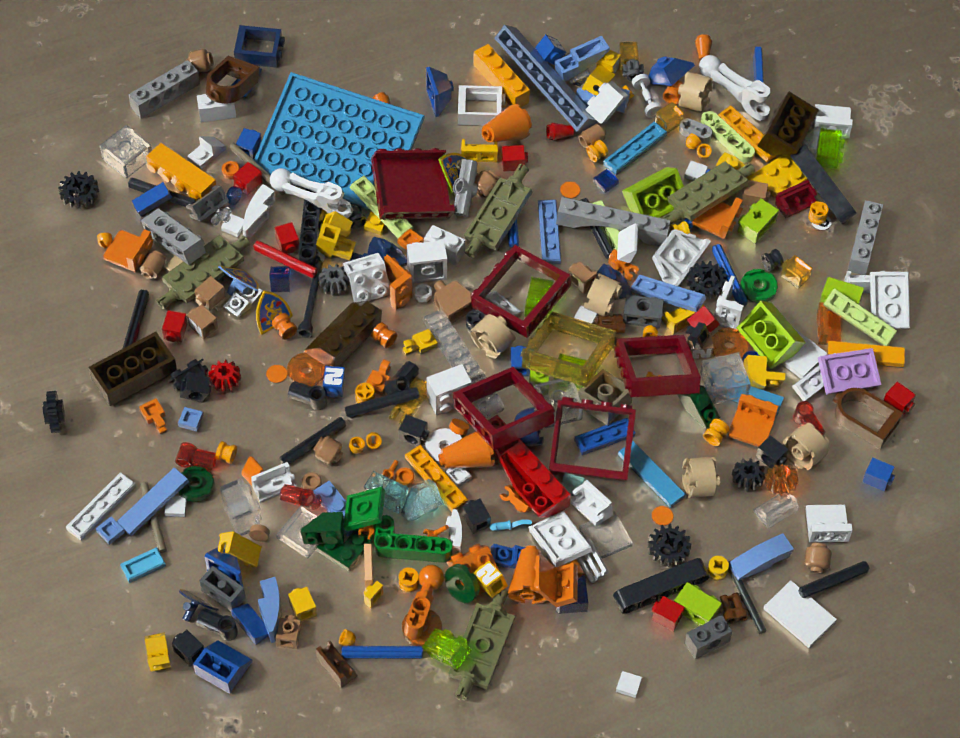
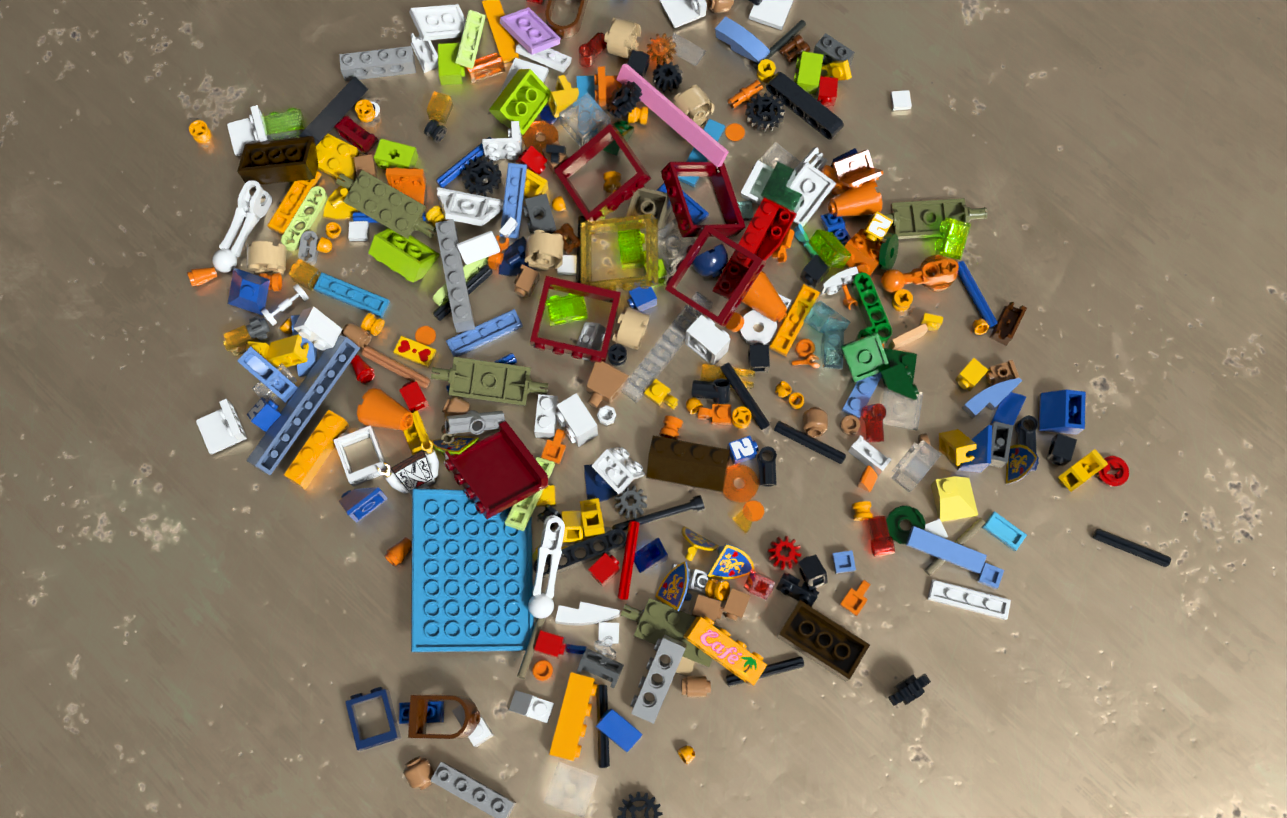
camera: 115 degrees left, 15 degrees up
(64, 666) = (1132, 548): none -> black axle
(128, 249) = (687, 722): orange bracket -> none
(137, 680) = (1121, 475): none -> red gear
(166, 286) = (725, 651): none -> light orange brick
(174, 326) = (755, 628): red brick -> none
(196, 534) = (954, 498): none -> light yellow slope
(207, 341) = (759, 584): none -> clear red brick
(223, 311) = (717, 589): none -> light orange wheel
(238, 329) = (731, 563): none -> shield
(249, 142) = (504, 665): blue brick -> none
(271, 359) = (744, 519): none -> clear yellow tile
(284, 326) = (704, 523): orange wheel -> none
(385, 248) = (576, 471): dark blue shield -> none
(396, 362) = (693, 405): none -> light orange hinge
(400, 281) = (620, 428): orange bracket -> none
(444, 132) = (414, 472): none -> torso
(490, 530) = (829, 248): none -> clear neon green brick
(552, 155) = (395, 367): none -> nougat axle
(555, 23) = (221, 428): none -> white bracket
(557, 175) = (414, 351): none -> yellow tile
(570, 510) = (779, 189): none -> clear green brick
(605, 180) = (402, 306): clear blue tile -> none
(639, 276) = (508, 228): none -> white tile
(683, 626) = (838, 69): none -> yellow plate
(696, 450) = (675, 117): none -> bright pink tile
(698, 537) = (745, 94): none -> orange pin
(732, 415) = (624, 99): none -> black gear
(755, 294) = (465, 126): green tile -> none
(758, 64) = (212, 216): blue tile -> none
(850, 86) = (198, 127): none -> light orange wheel

